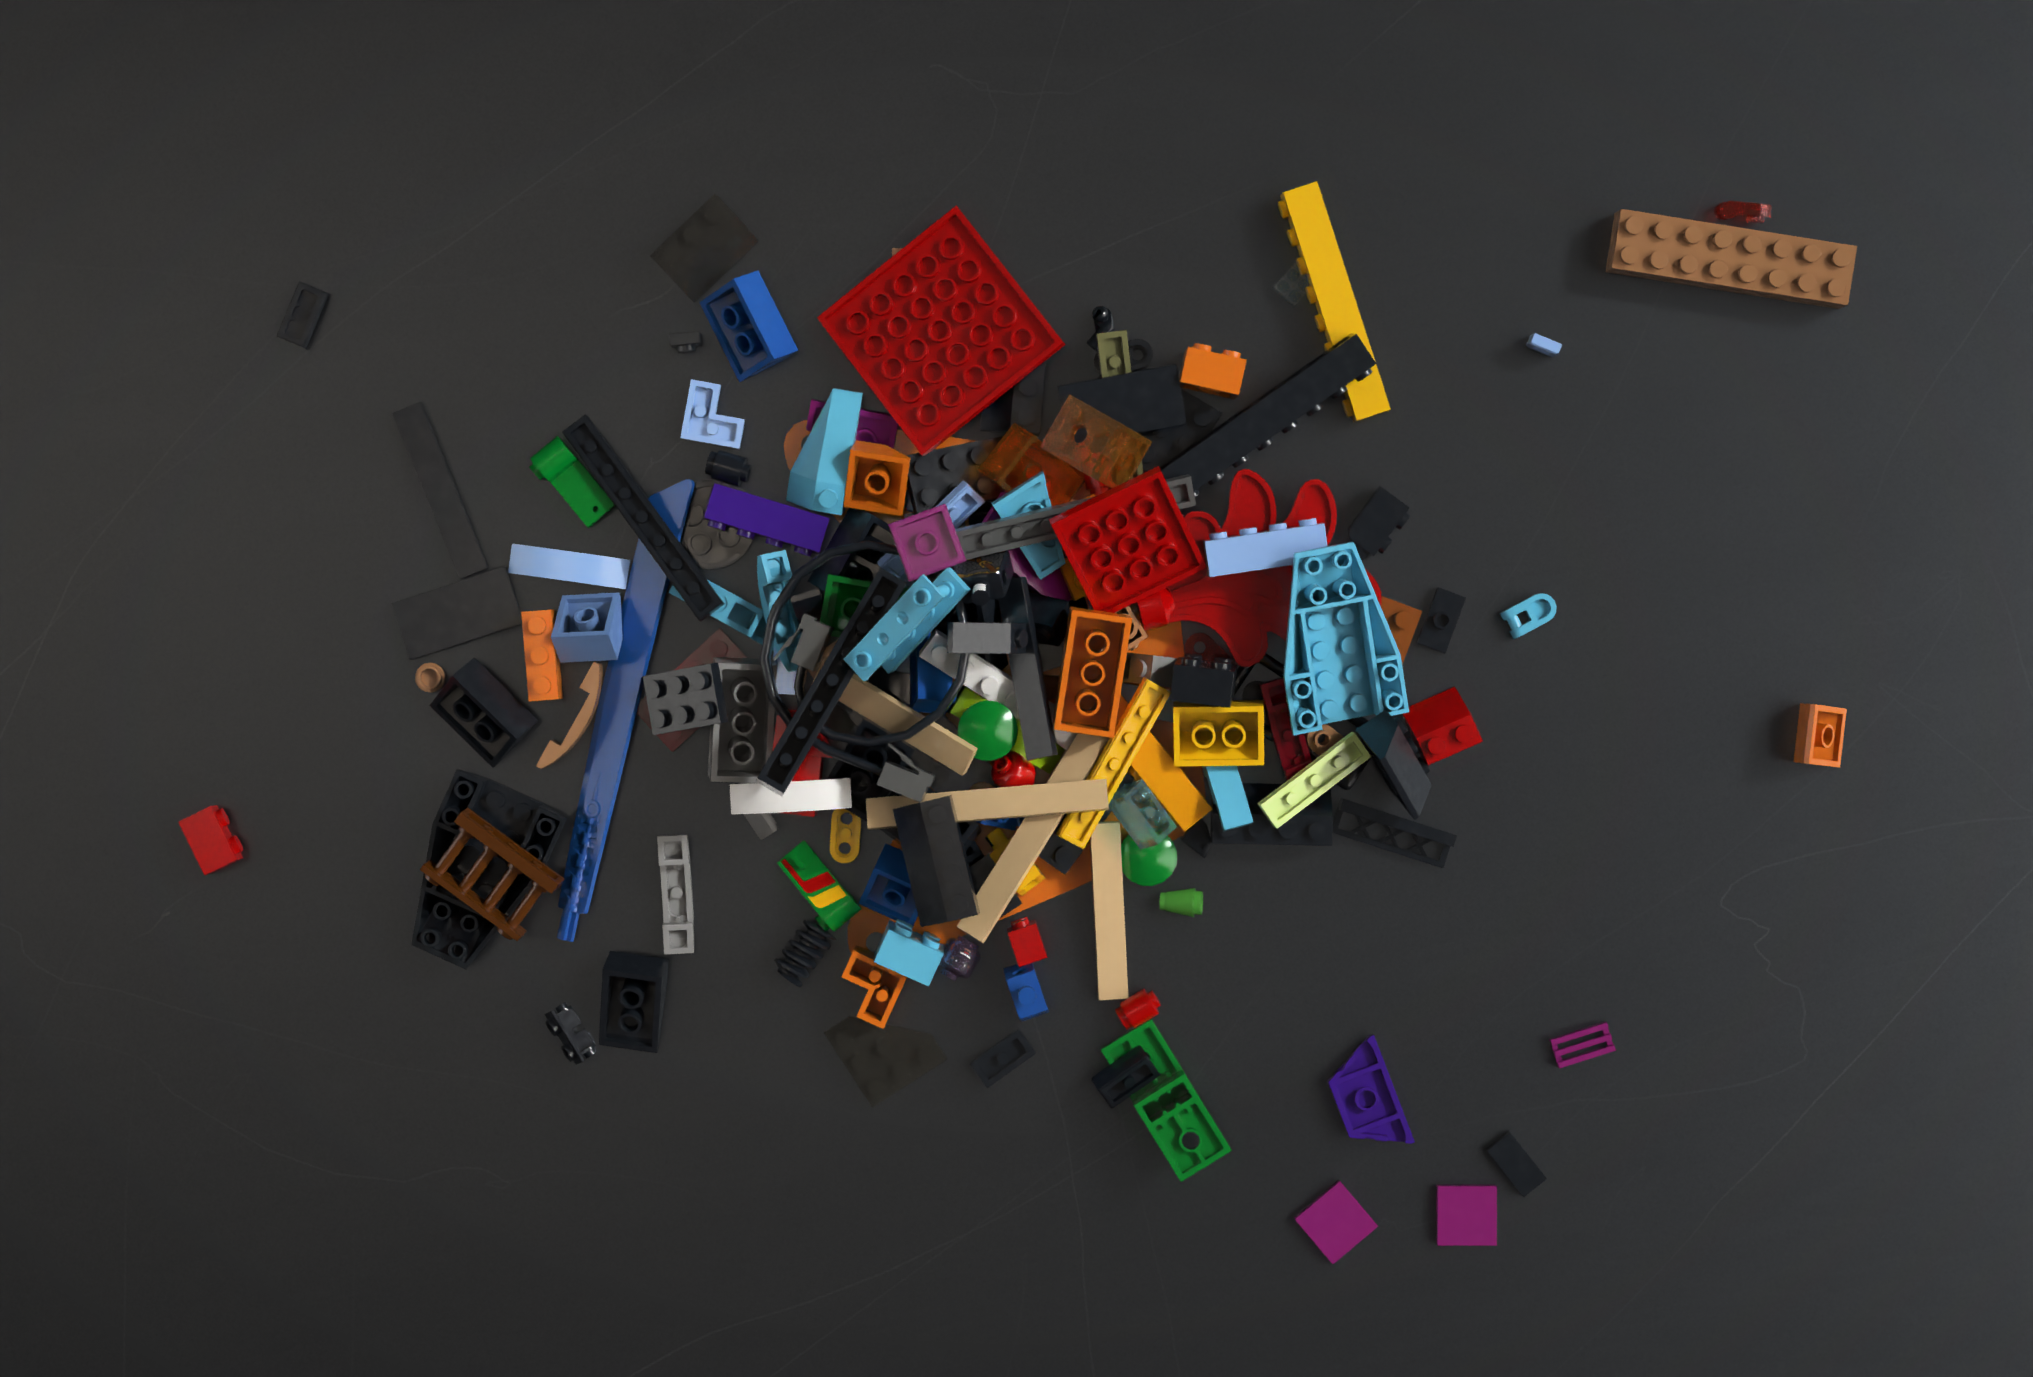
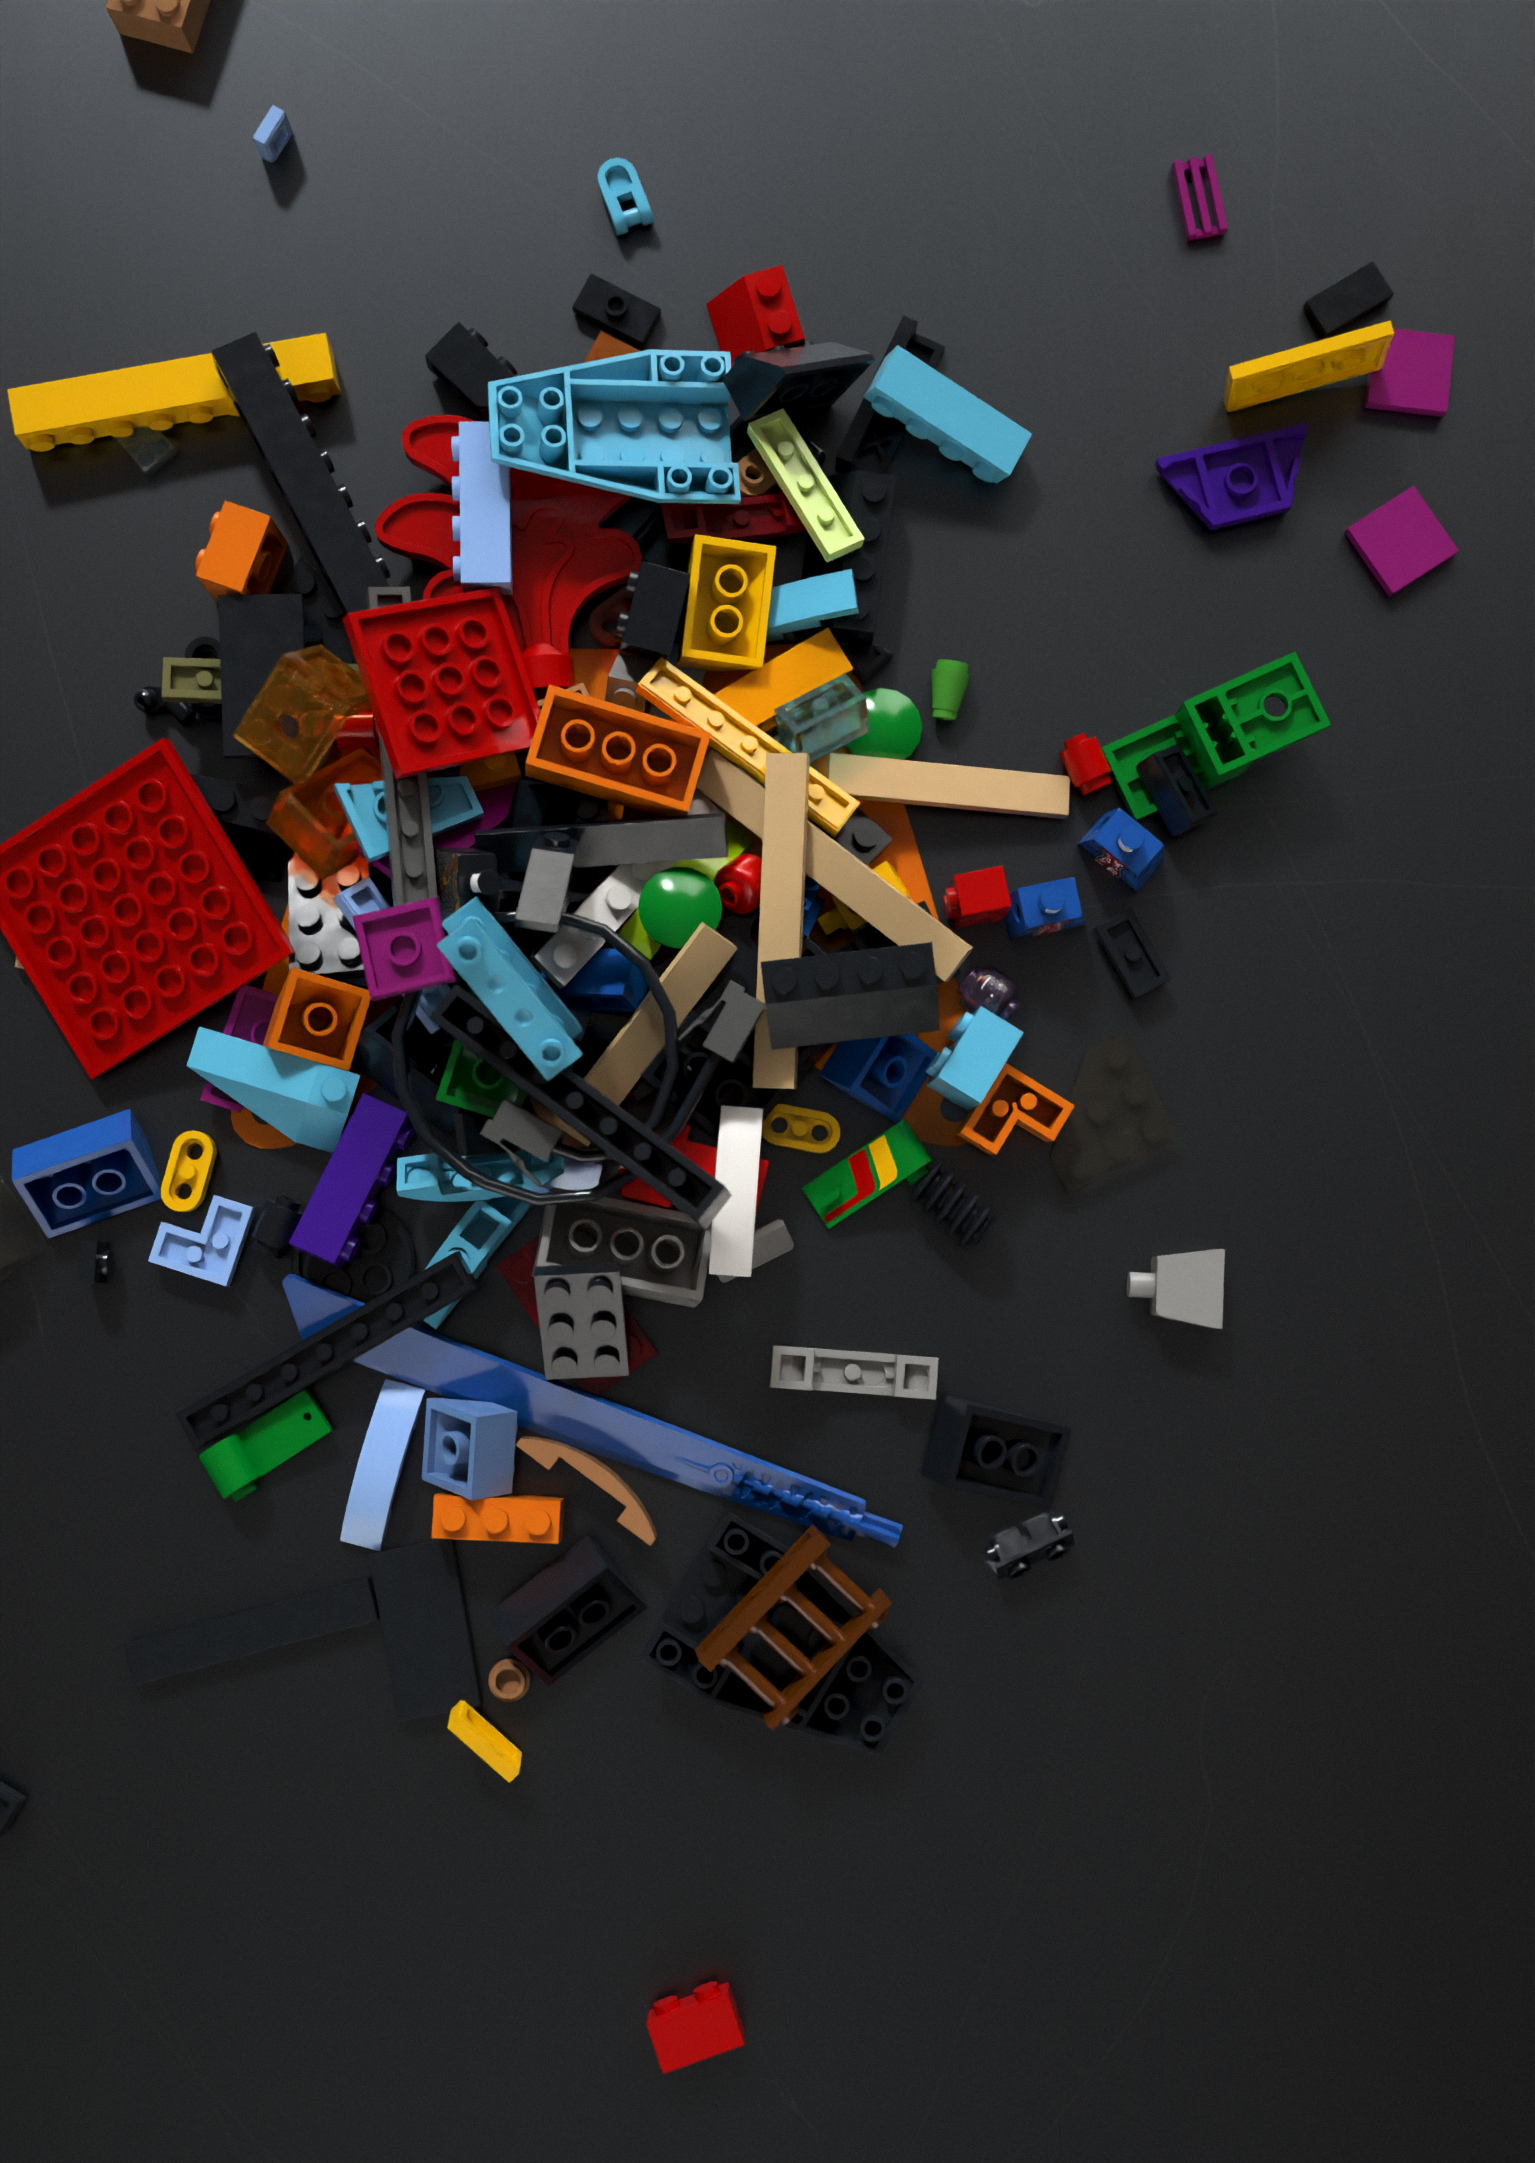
camera: 80 degrees left, 5 degrees down
(386, 667) = (485, 1740): none -> yellow tile
(760, 397) = (185, 1170): none -> yellow plate
(766, 1121) = (1184, 1287): none -> light grey torso
(1078, 1042) = (1124, 848): none -> blue torso
(1383, 877) = (947, 416): none -> medium azure brick
(1451, 1137) = (1307, 366): none -> yellow tile

